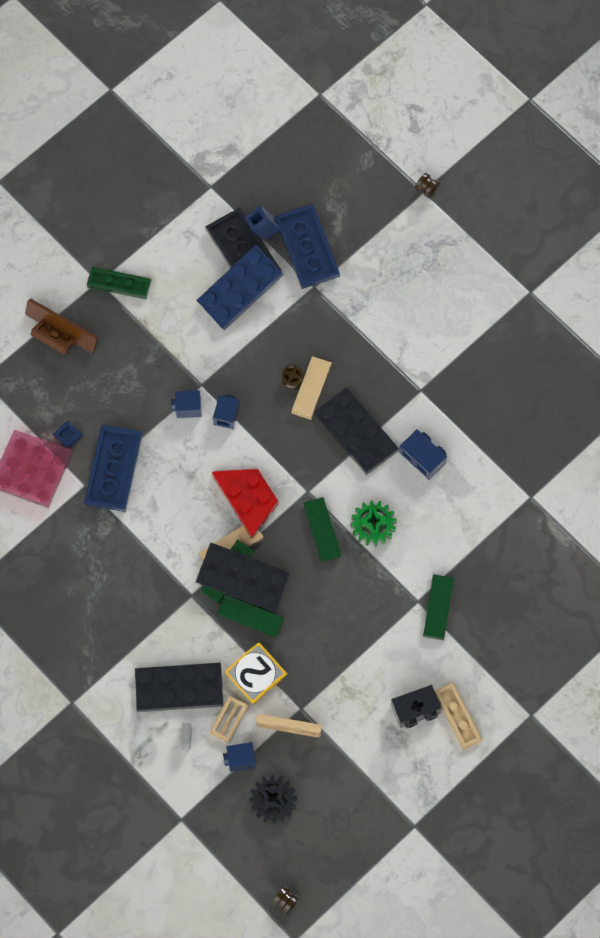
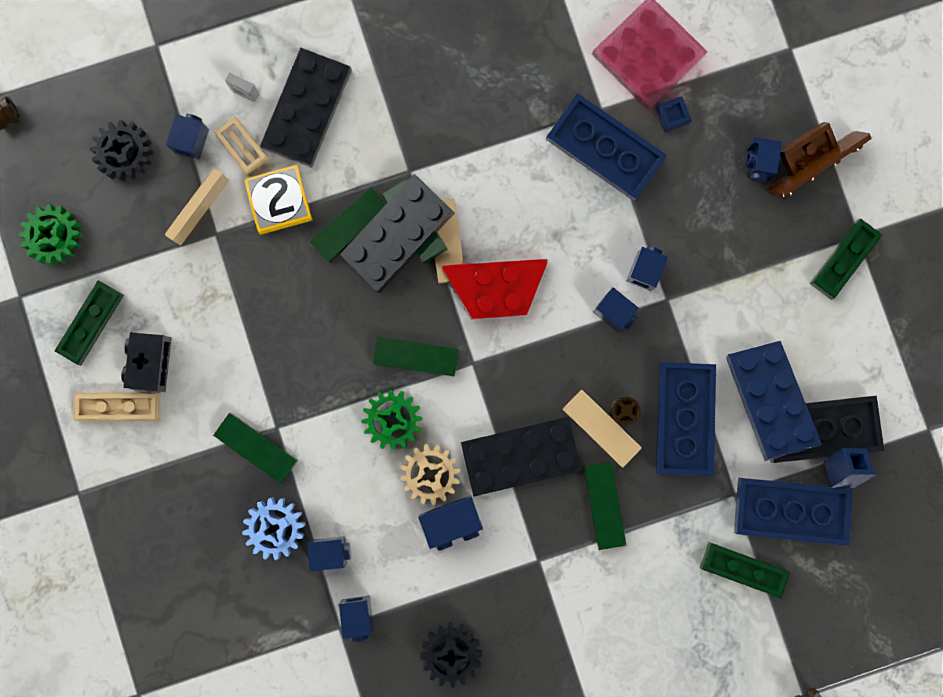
camera: 110 degrees right, 15 degrees up
(75, 361) = (762, 159): none -> dark blue brick
(278, 337) = (686, 419): none -> dark blue plate
(360, 260) = (744, 570): none -> dark green tile
(362, 363) = (604, 506): none -> dark green tile
(367, 822) = (39, 239): none -> green gear
(405, 487) = (436, 485): none -> tan gear
(408, 765) = (89, 323): none -> dark green tile
(480, 561) = (268, 519): none -> light blue gear
(484, 523) = (328, 553): none -> dark blue brick
(514, 407) = (440, 655): none -> black gear
(517, 485) = (356, 618): none -> dark blue brick

